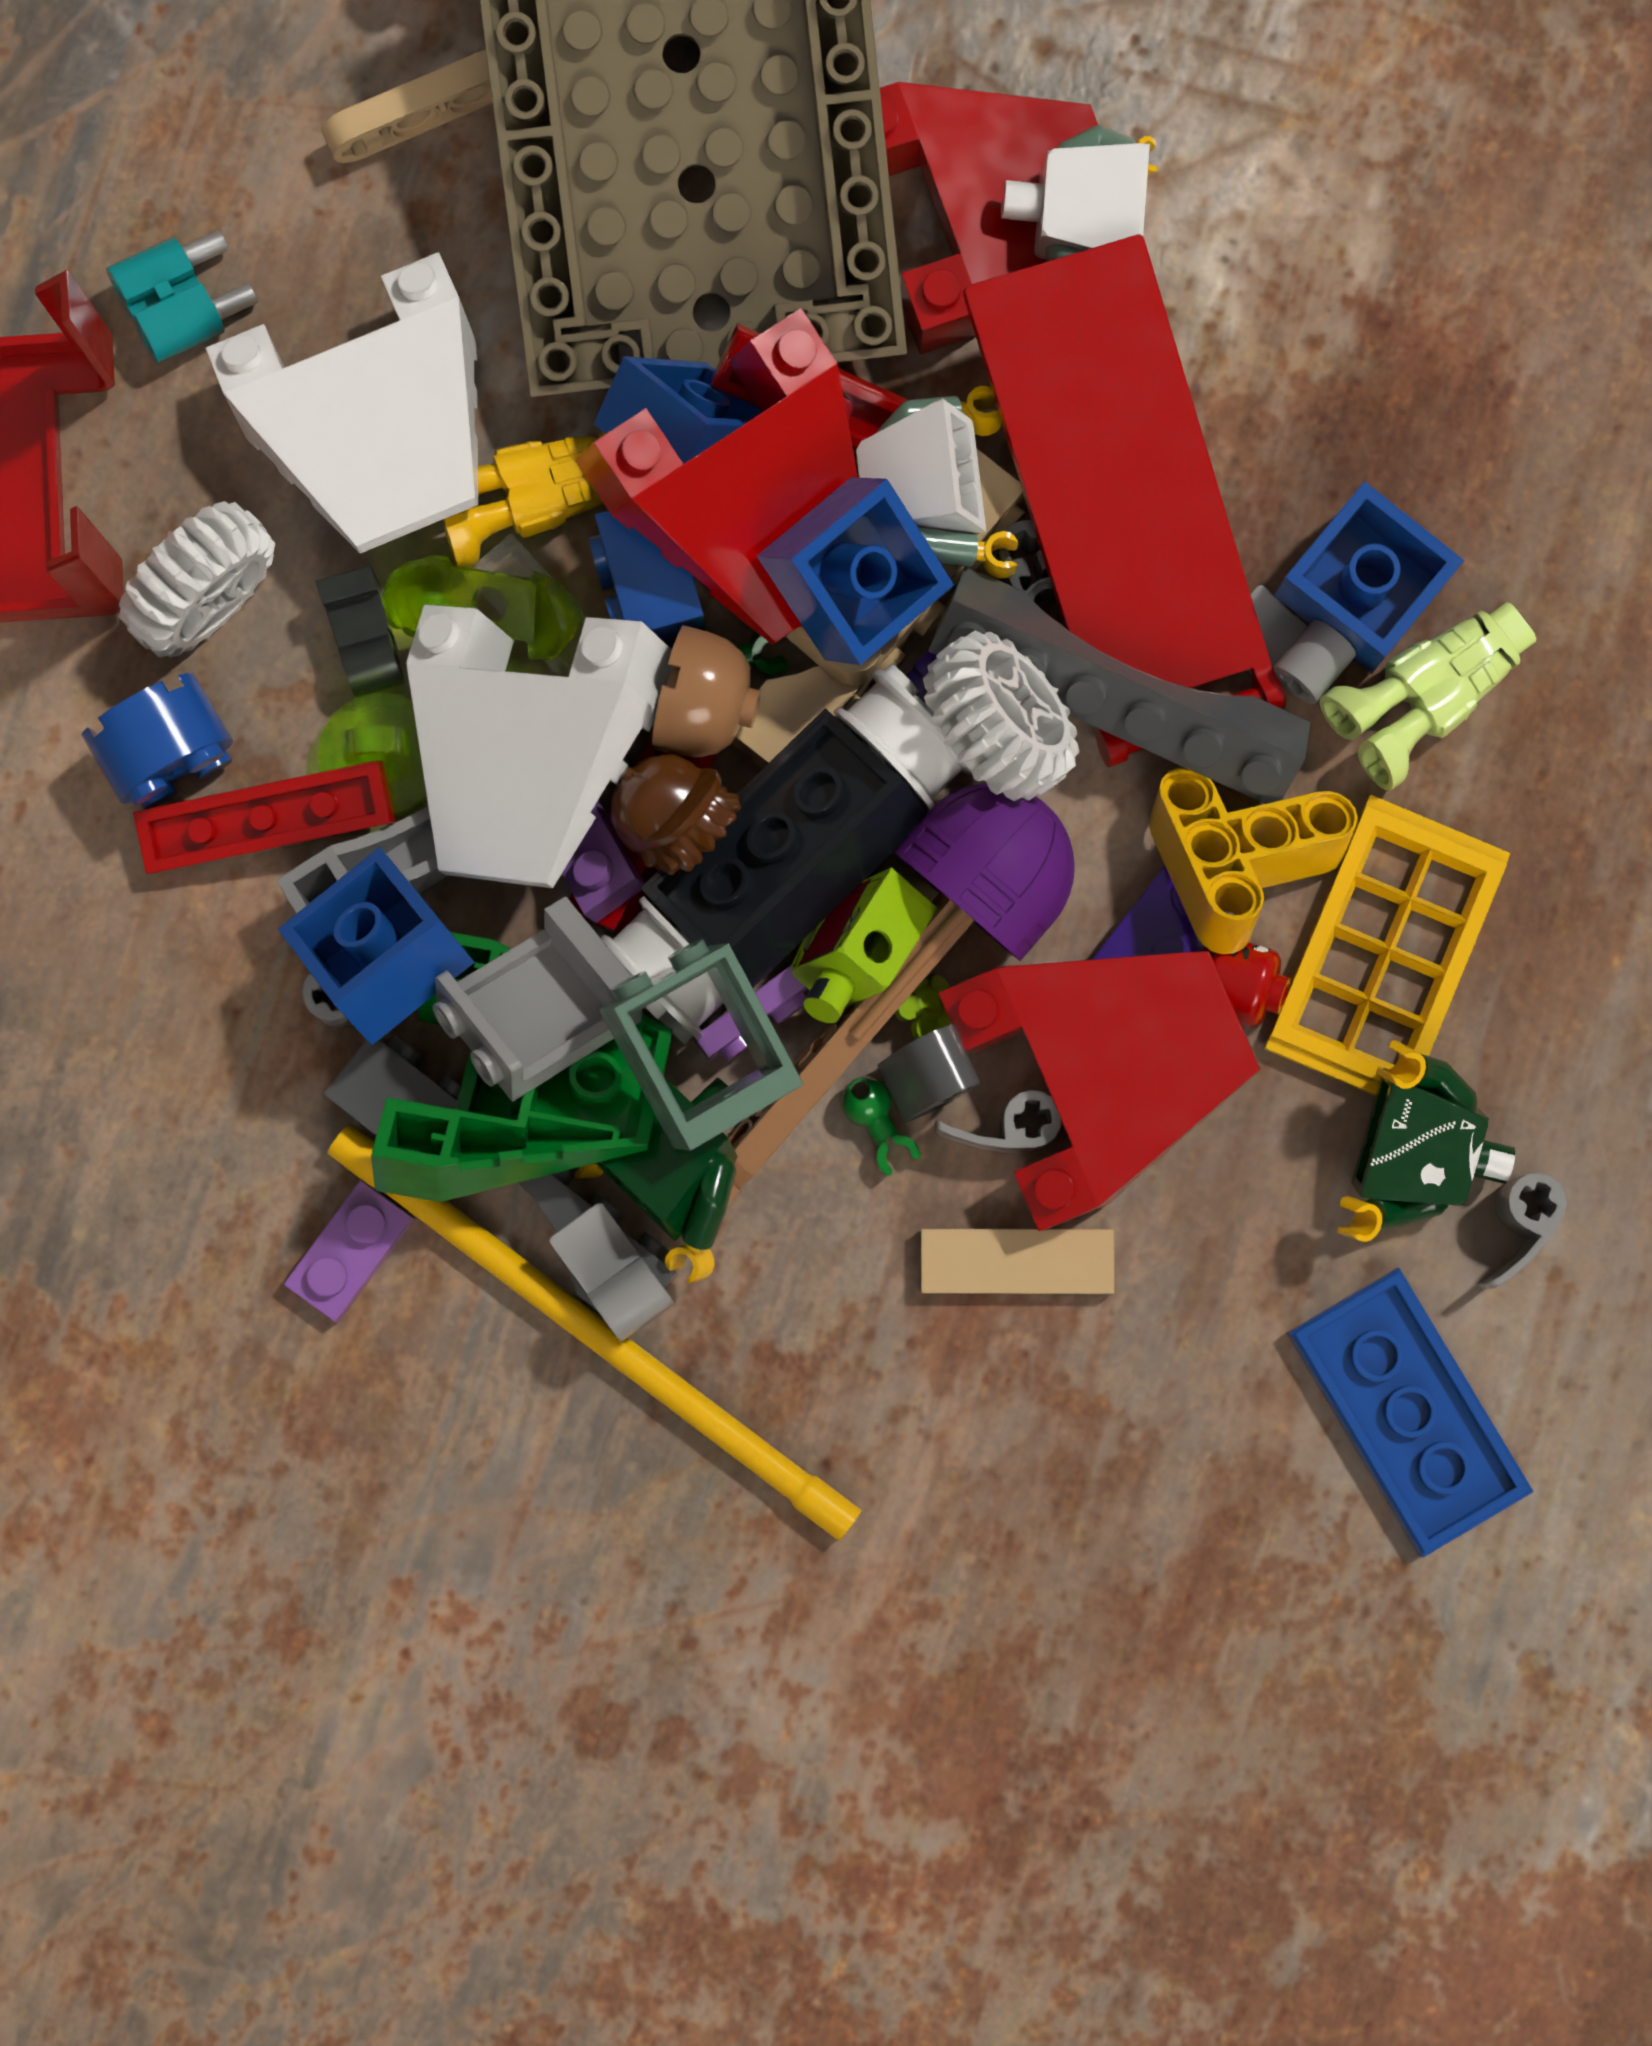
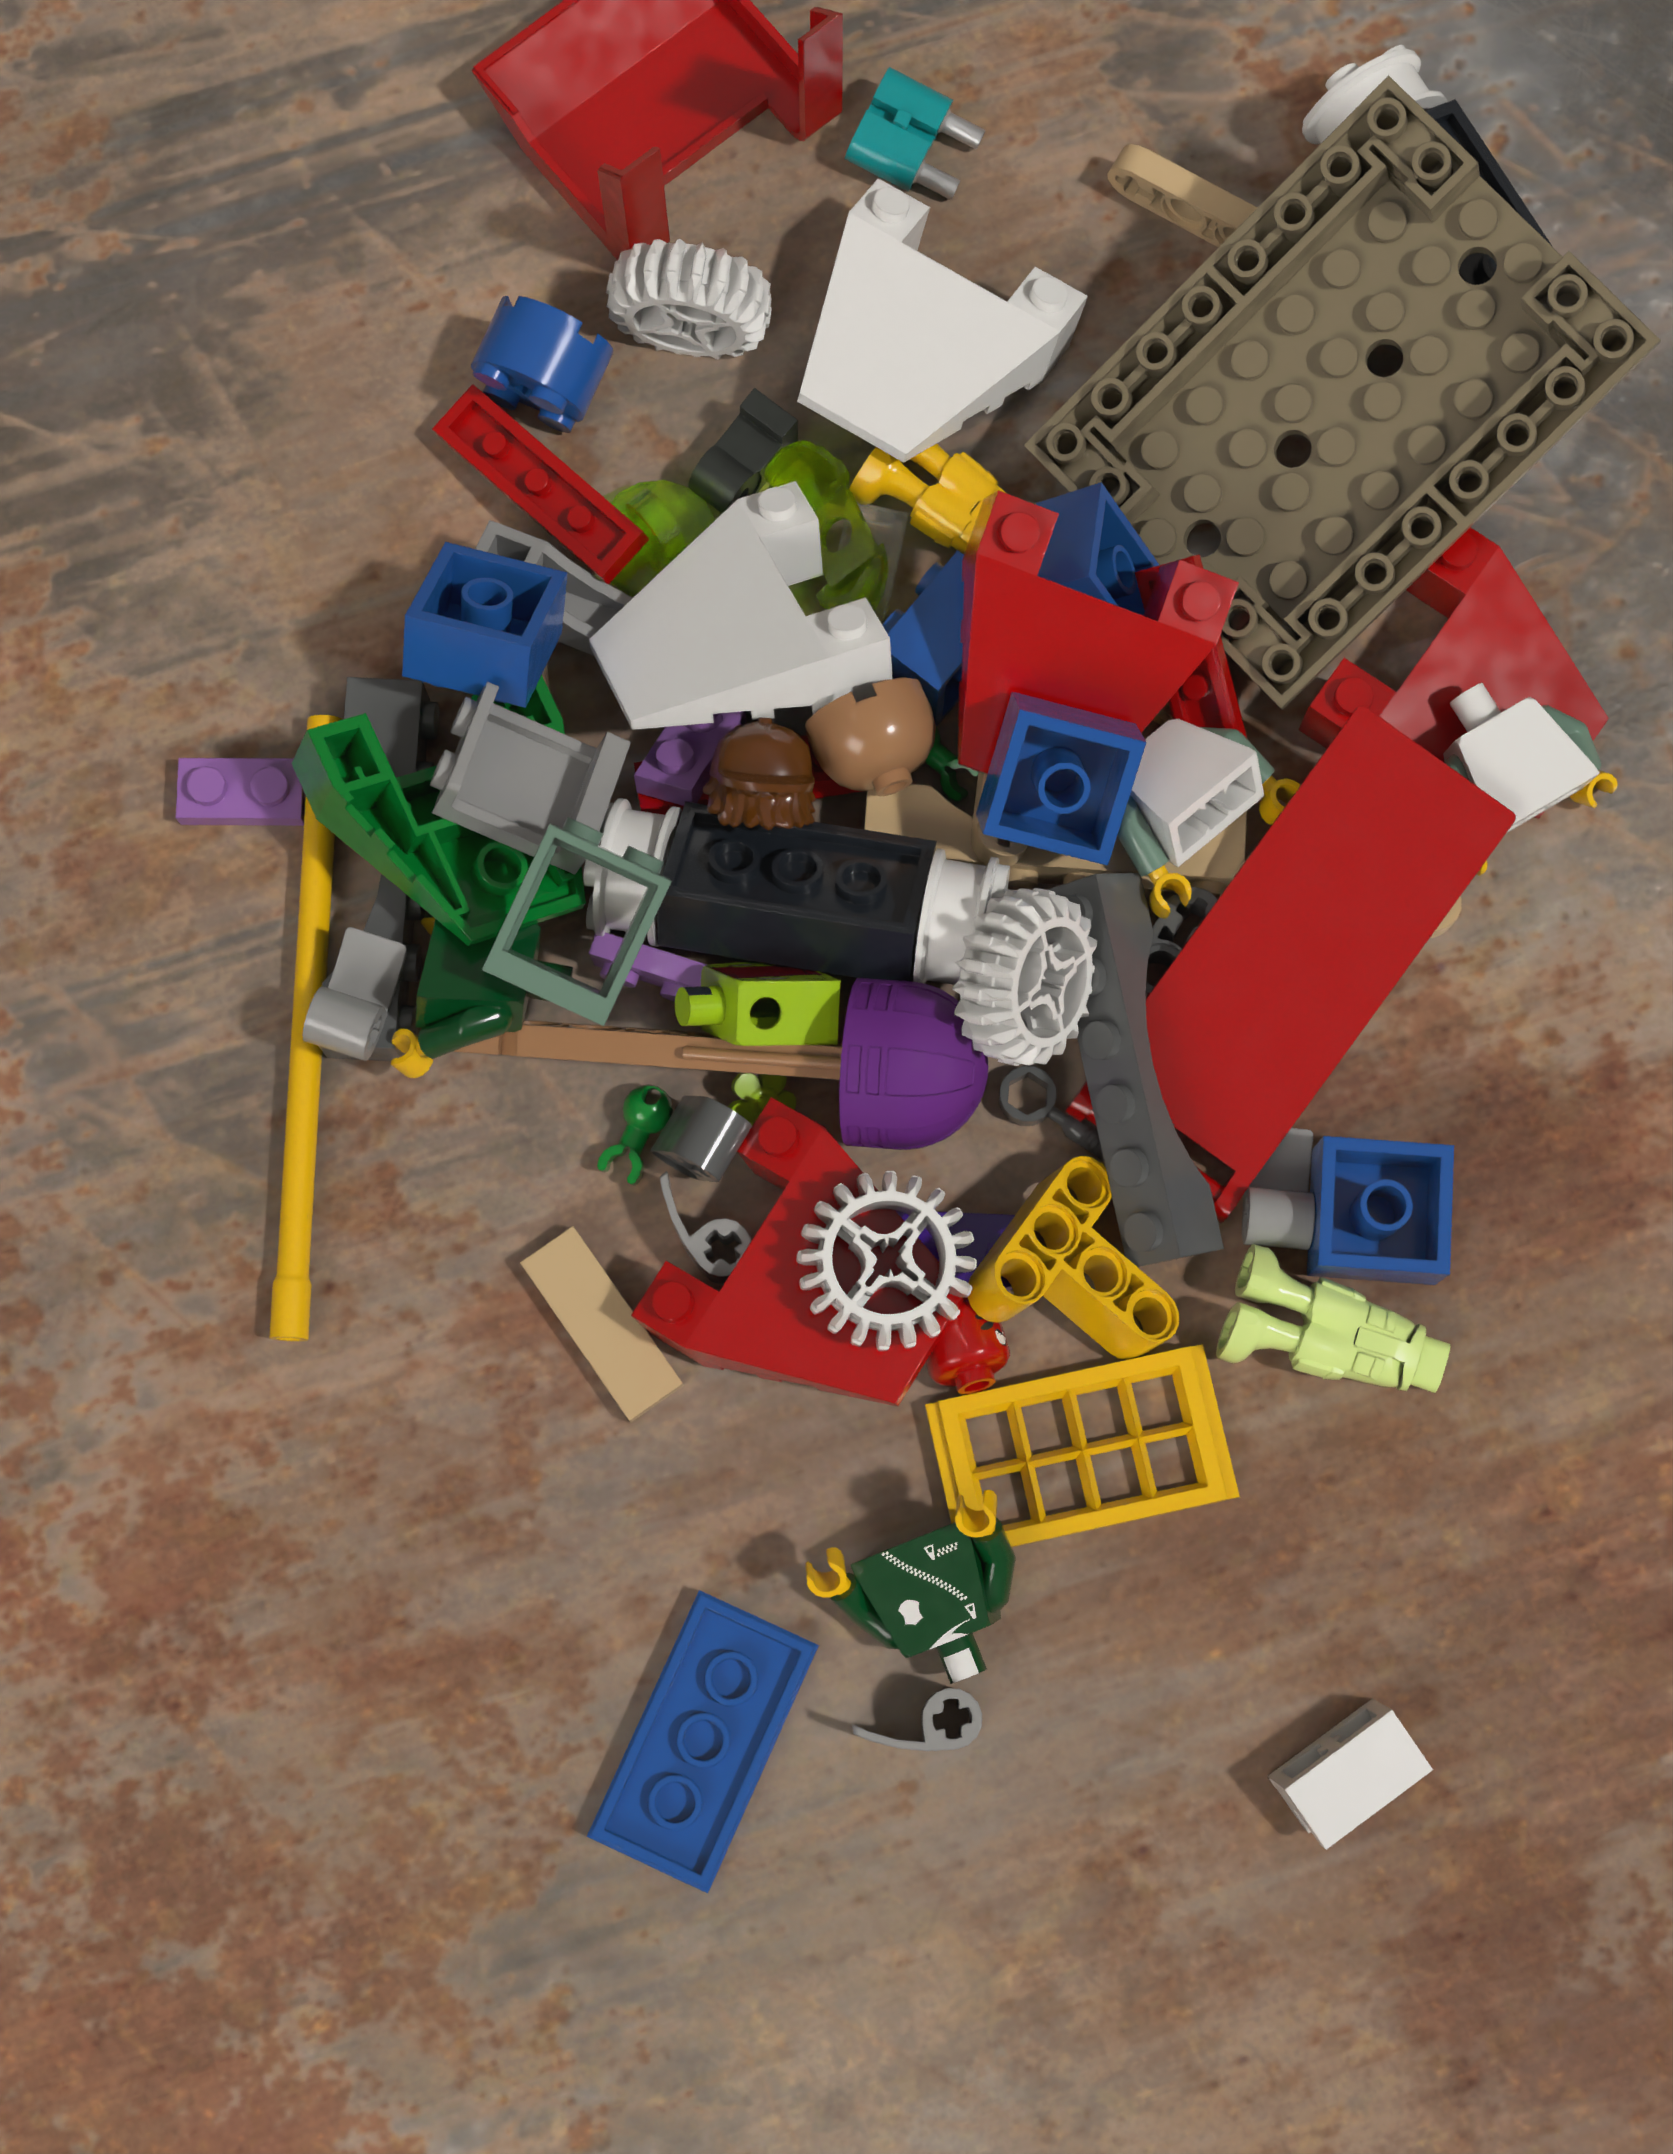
camera: 55 degrees right, 5 degrees down
(1137, 765) = (1079, 1132): none -> dark grey piece
(1140, 964) = (911, 1278): none -> white gear

